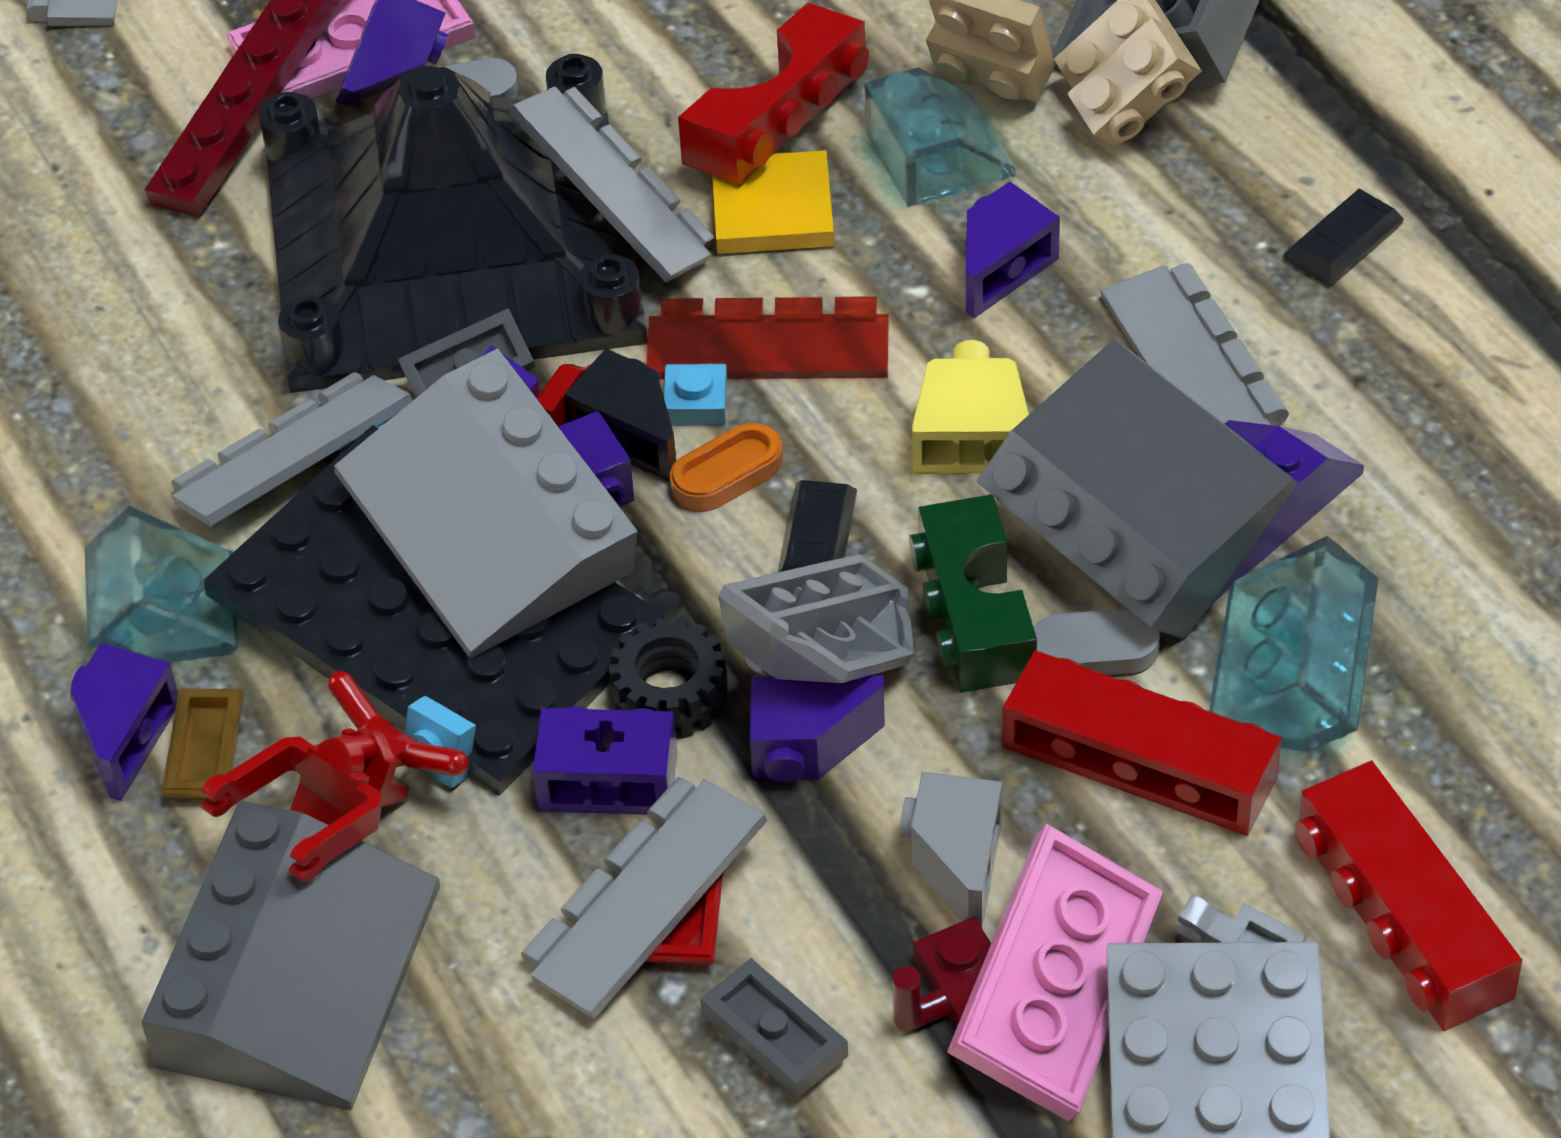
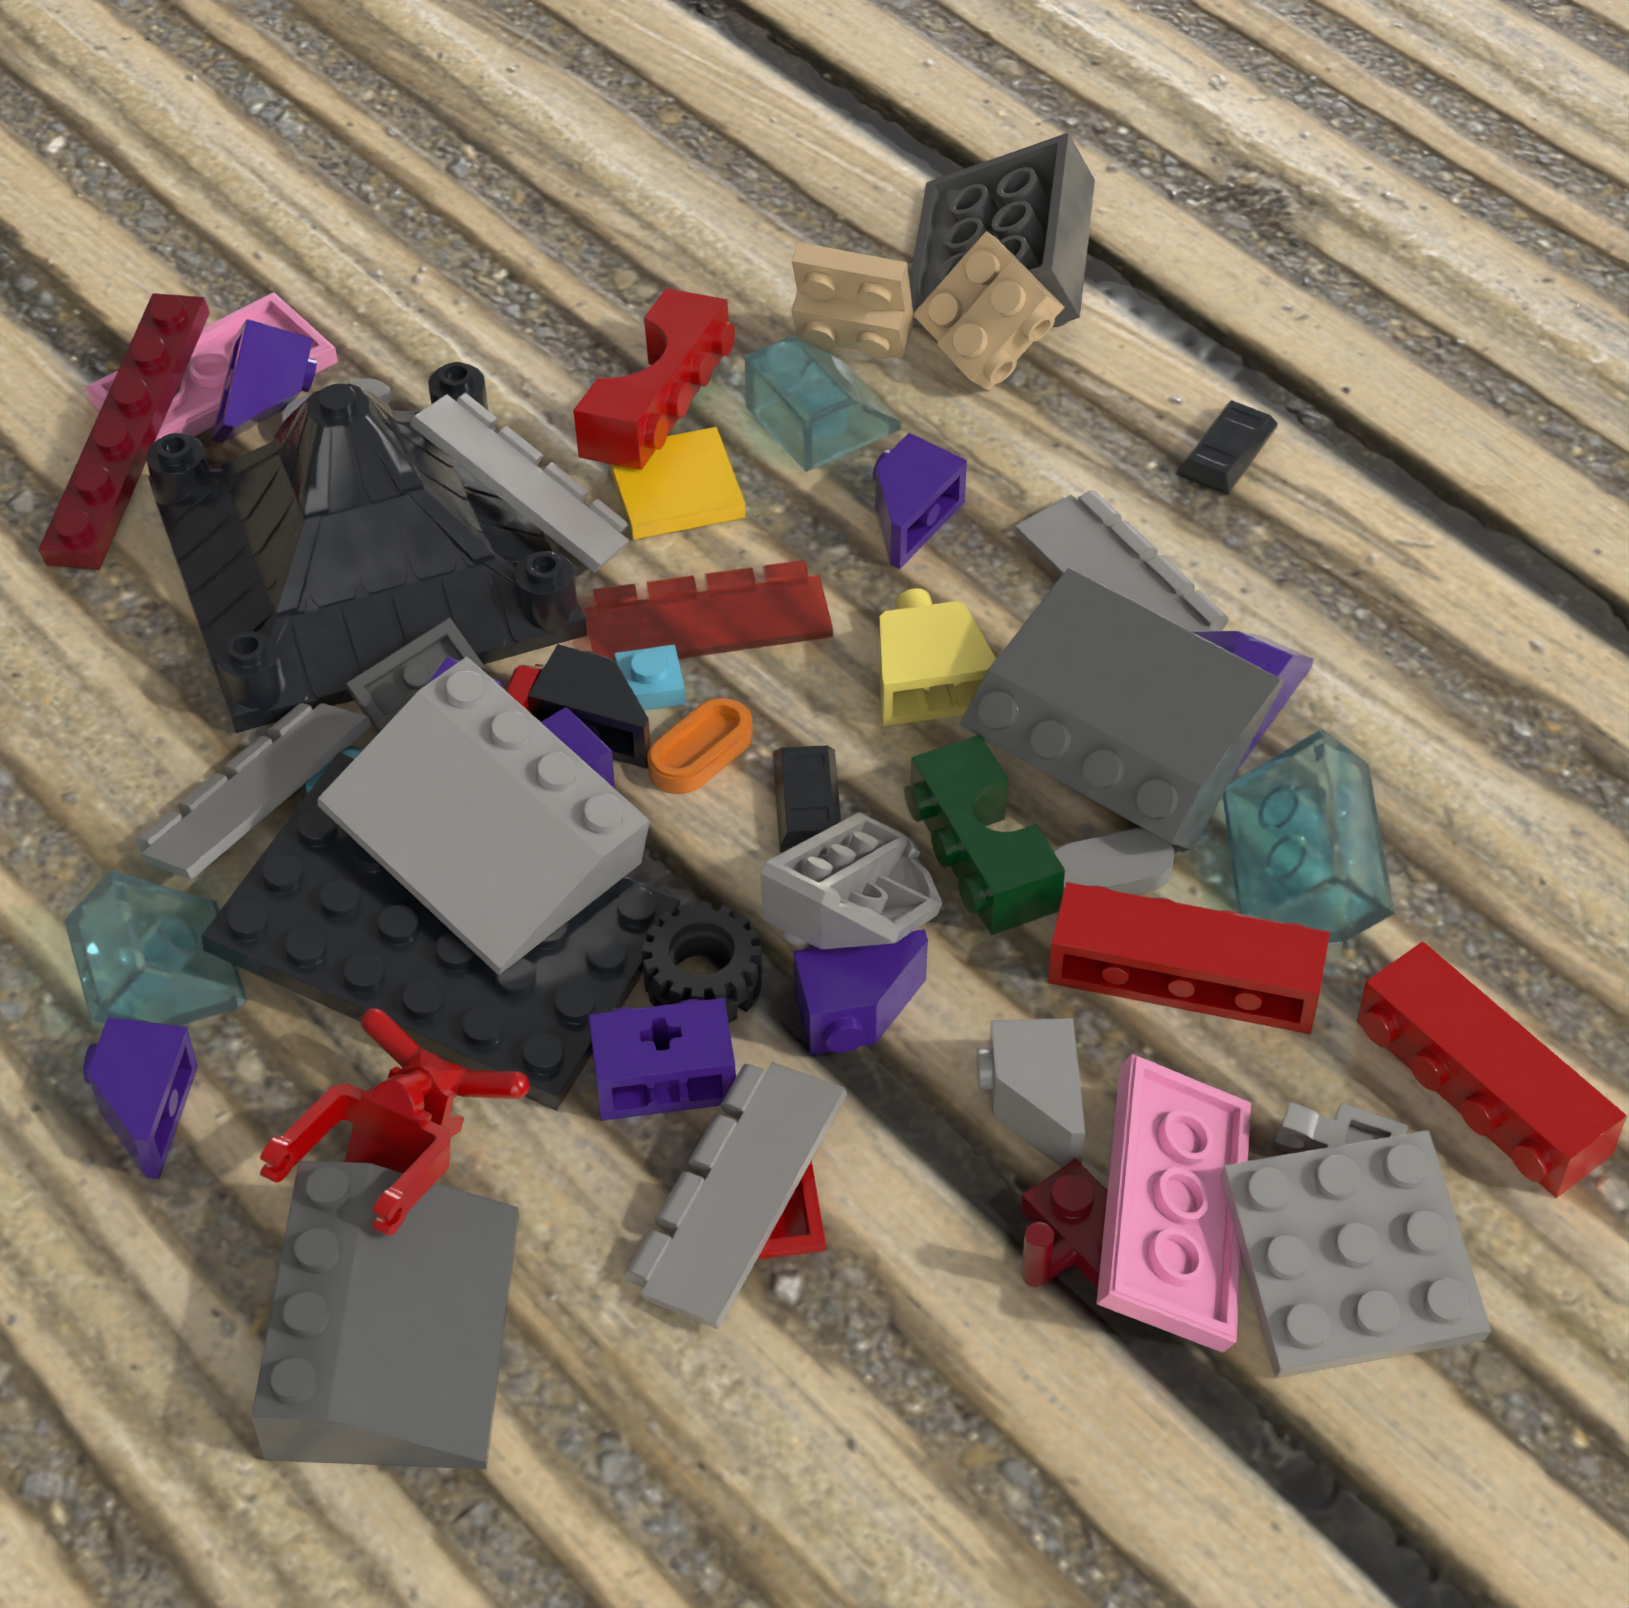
camera: 15 degrees left, 0 degrees up
(201, 740) = (234, 1105): pearl gold tile -> none
(439, 726) = (486, 1050): medium azure plate -> none
(774, 1027) = (907, 1307): dark grey plate -> none

